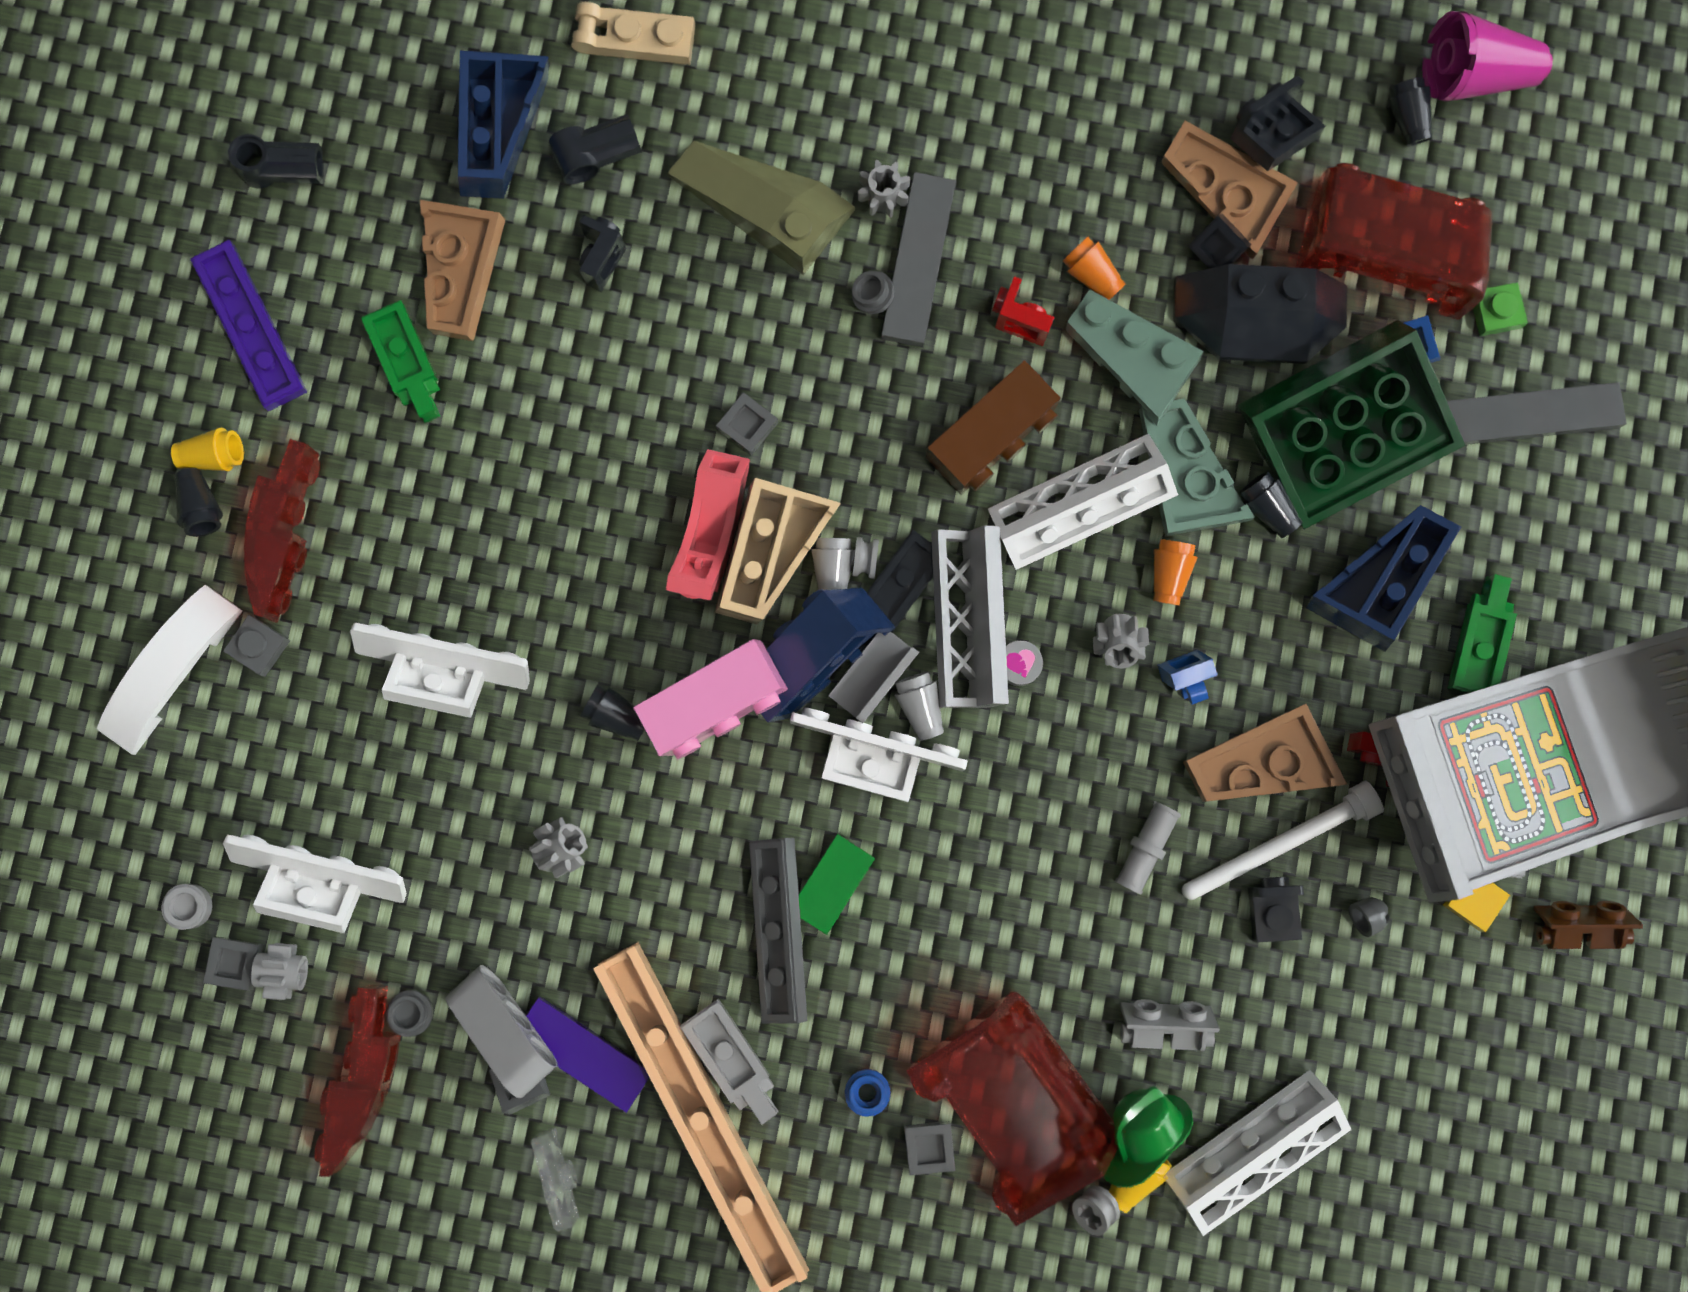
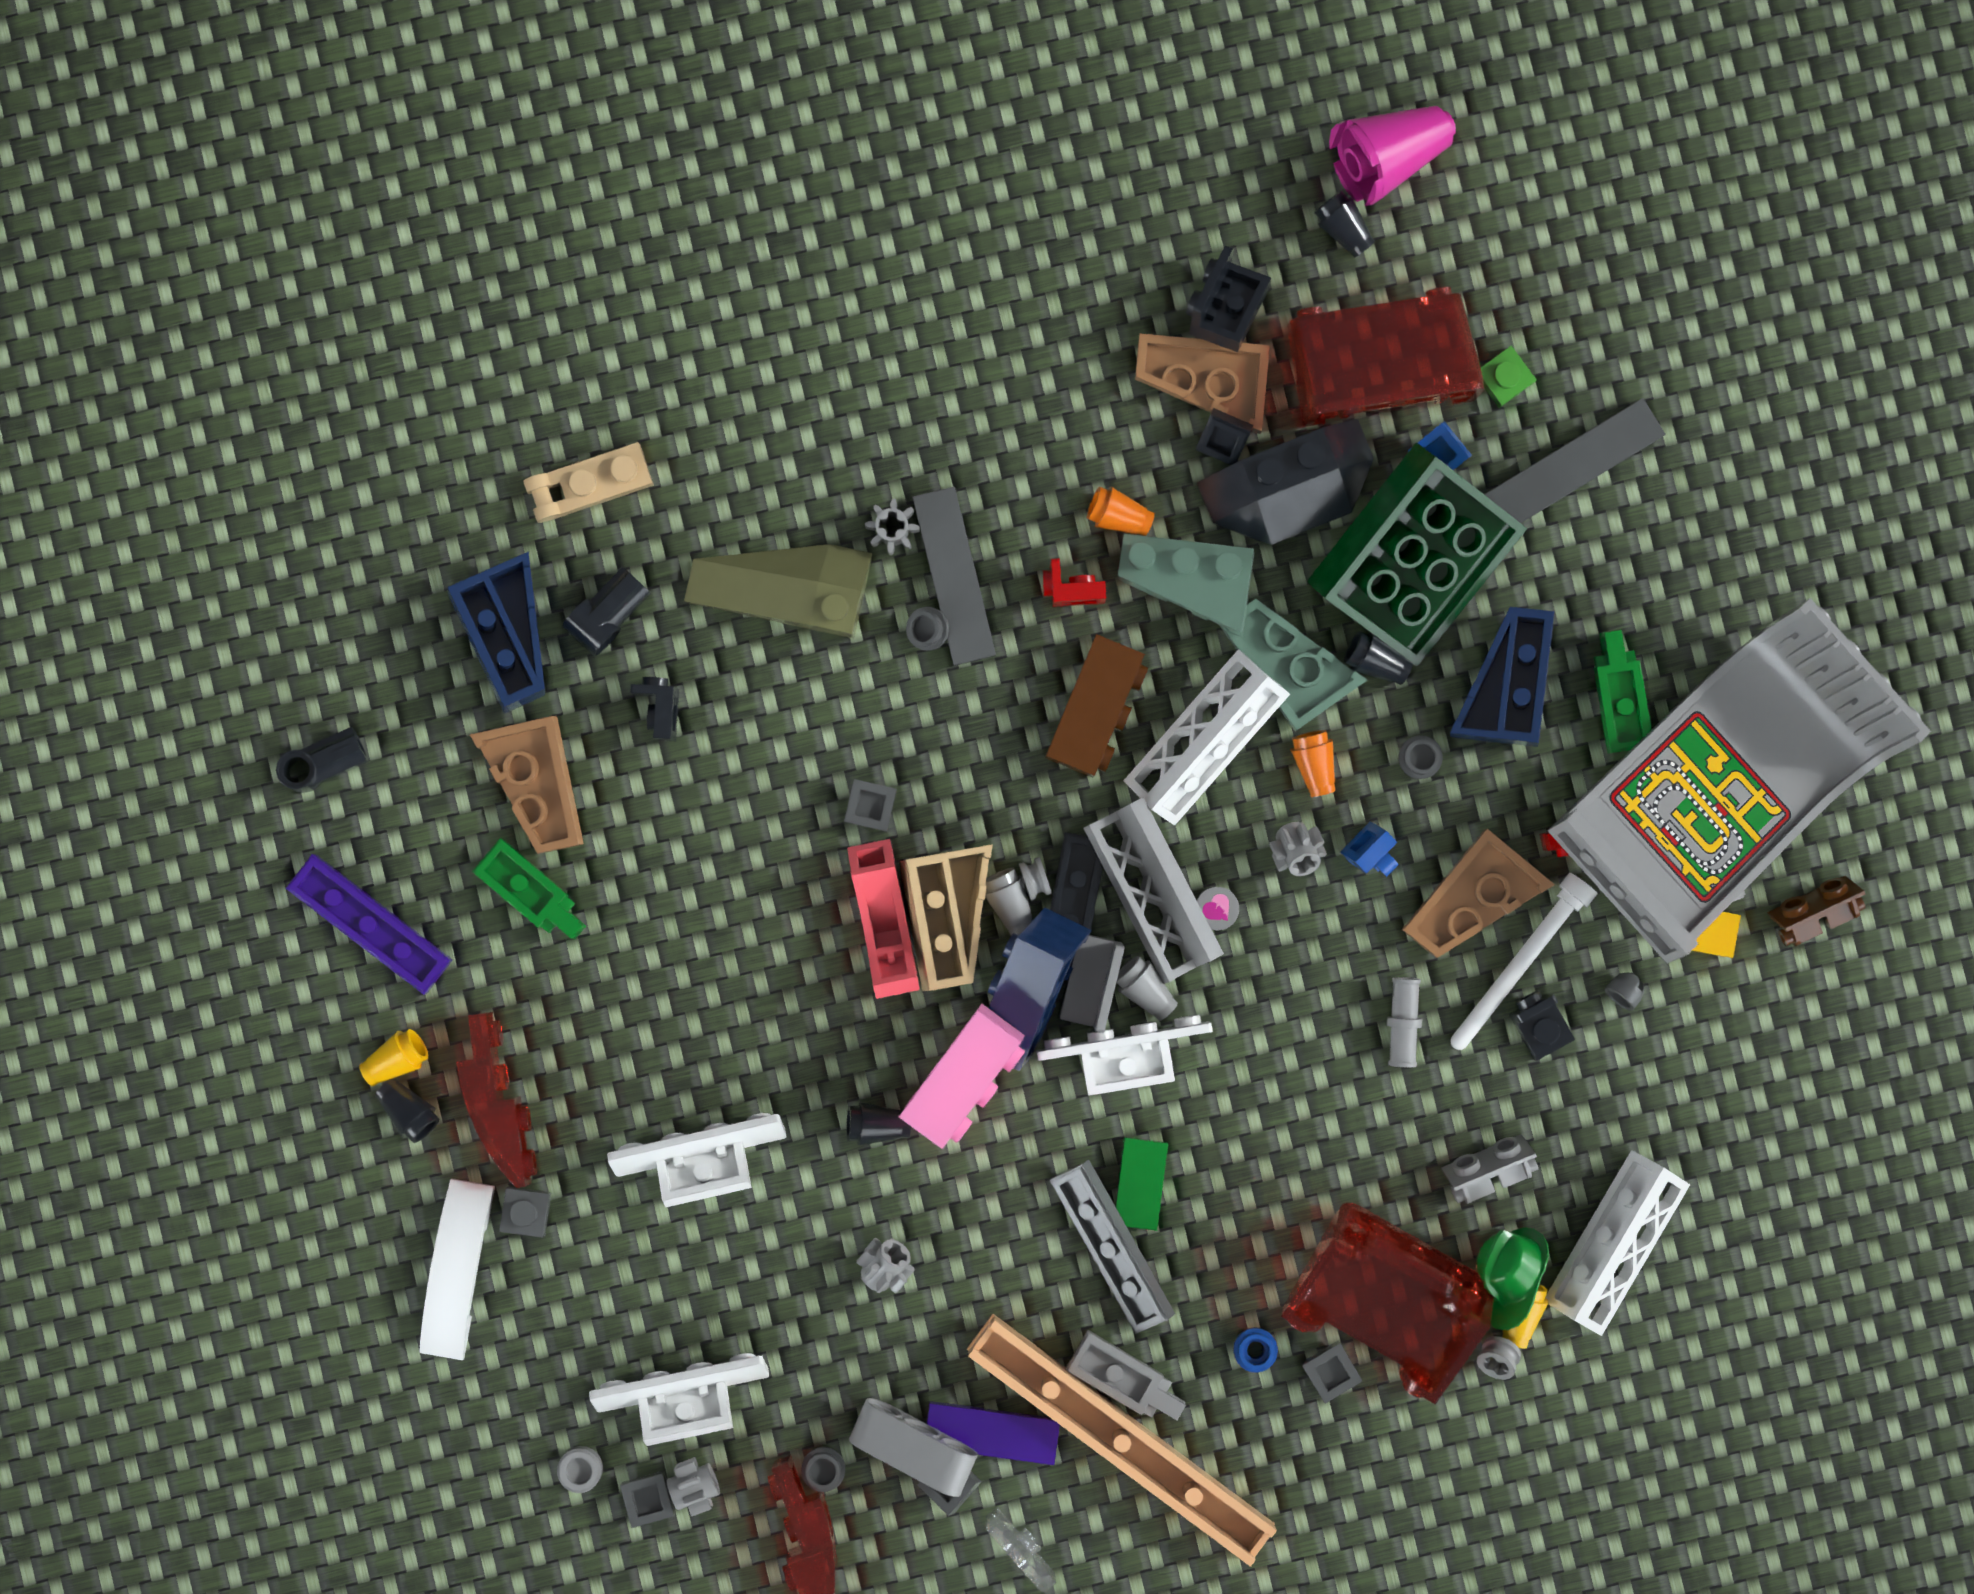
camera: 25 degrees left, 5 degrees up
(1271, 612) = (1420, 757): none -> dark grey plate

